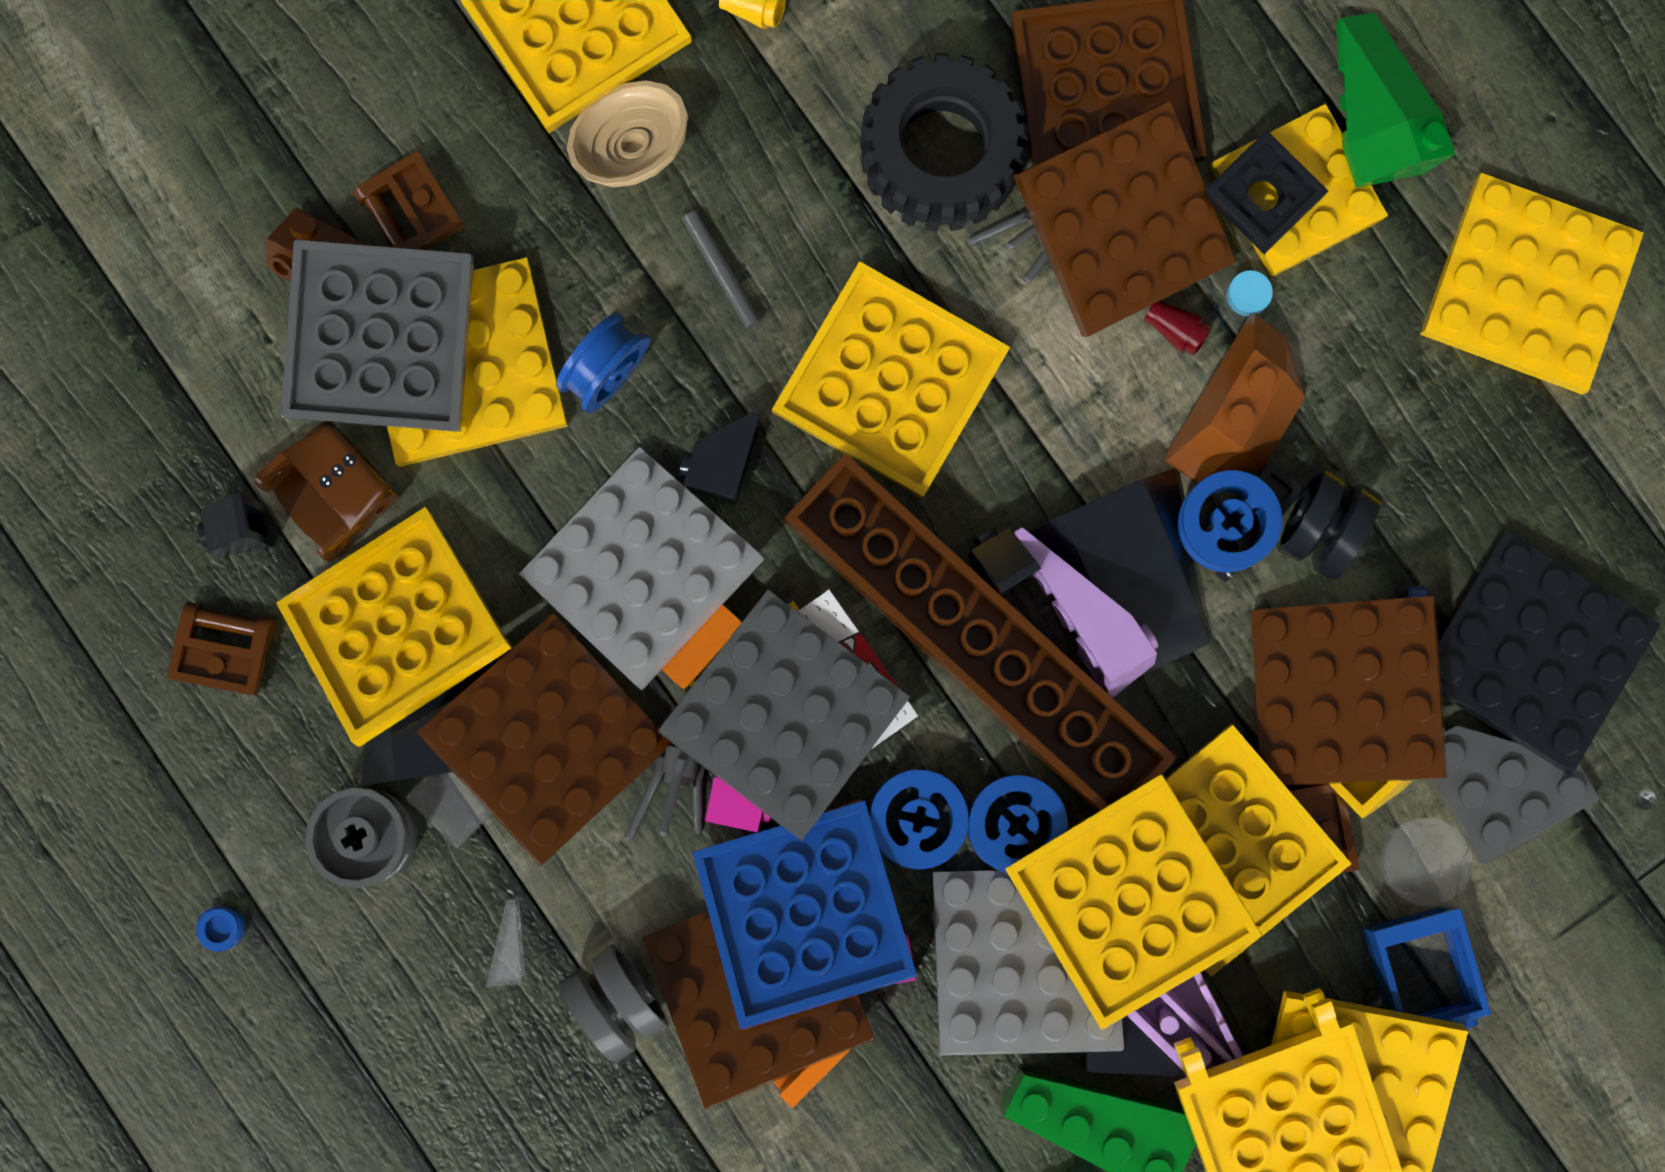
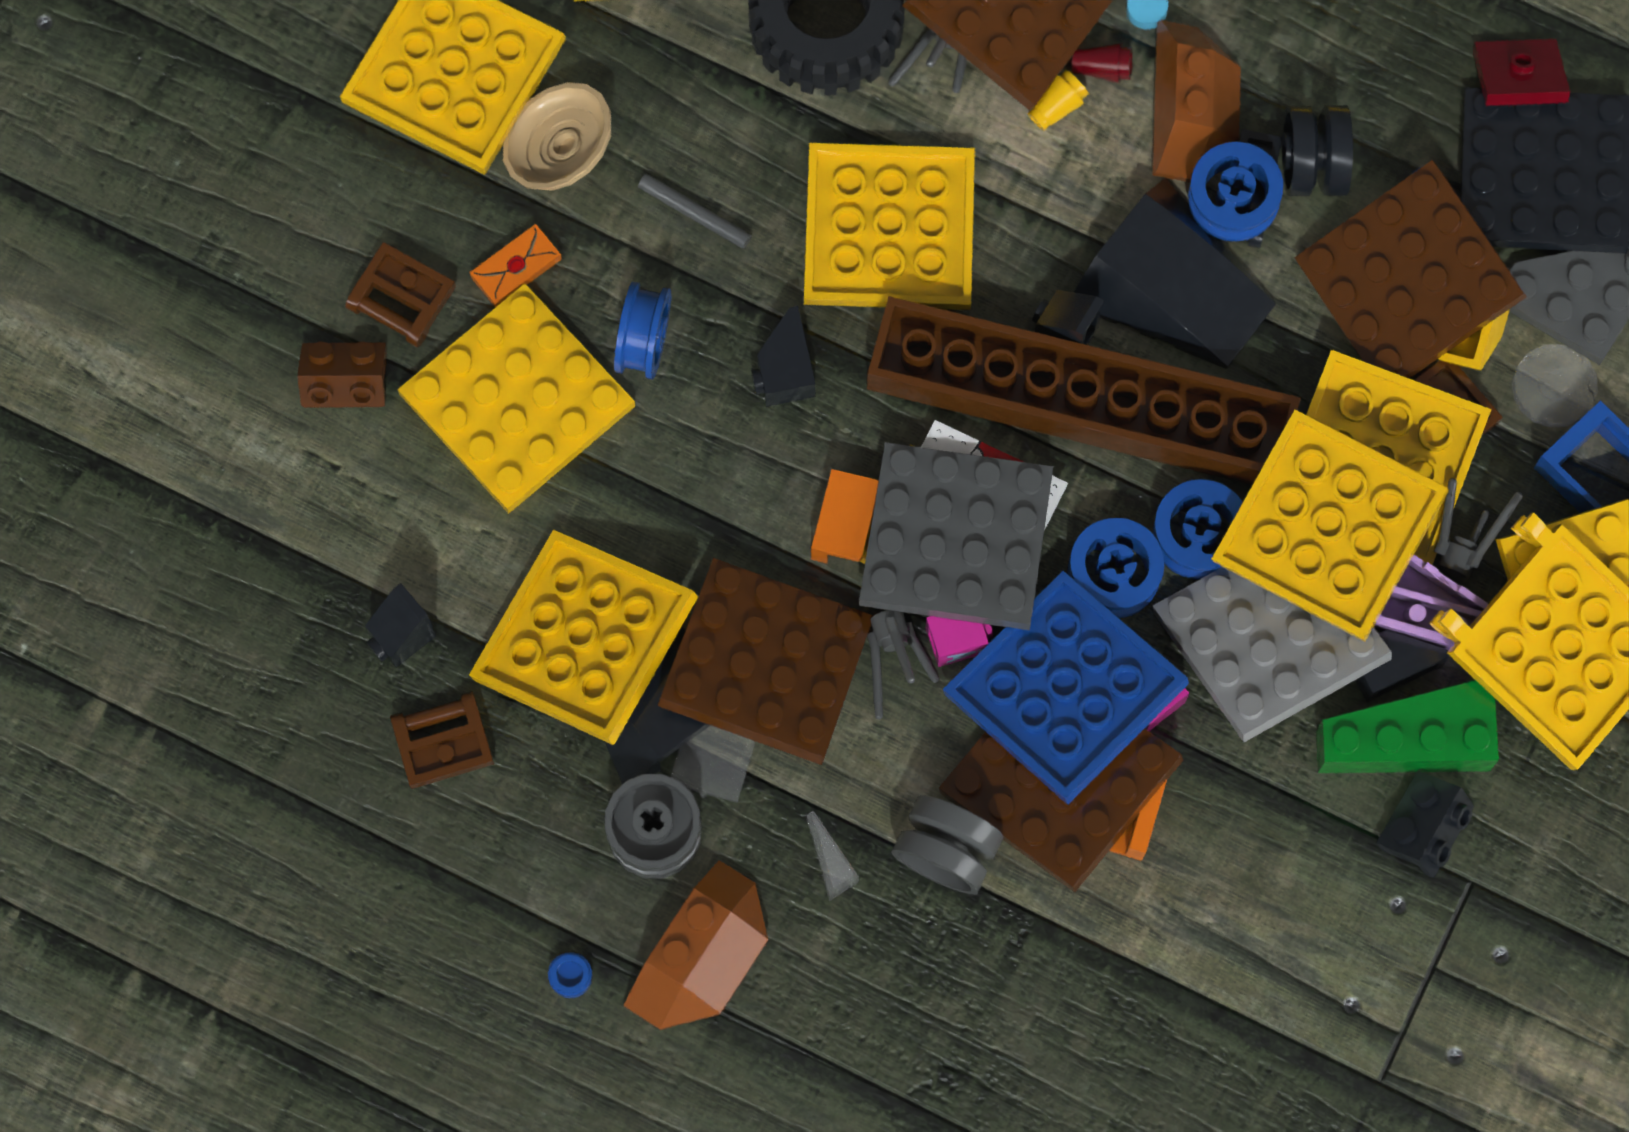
camera: 25 degrees left, 10 degrees down
(328, 489) = (462, 557): reddish brown piece -> none
(349, 973) = (702, 952): none -> dark orange wedge
(377, 336) = (439, 405): dark grey plate -> none
(529, 235) = (515, 264): none -> orange tile
(641, 567) = (767, 482): light grey plate -> none
(1108, 636) = (1179, 328): lavender wedge -> none
(1115, 342) = (1058, 101): none -> yellow cone
(1244, 980) = (1464, 554): none -> dark grey plant
(1568, 545) = (1521, 72): none -> dark red plate

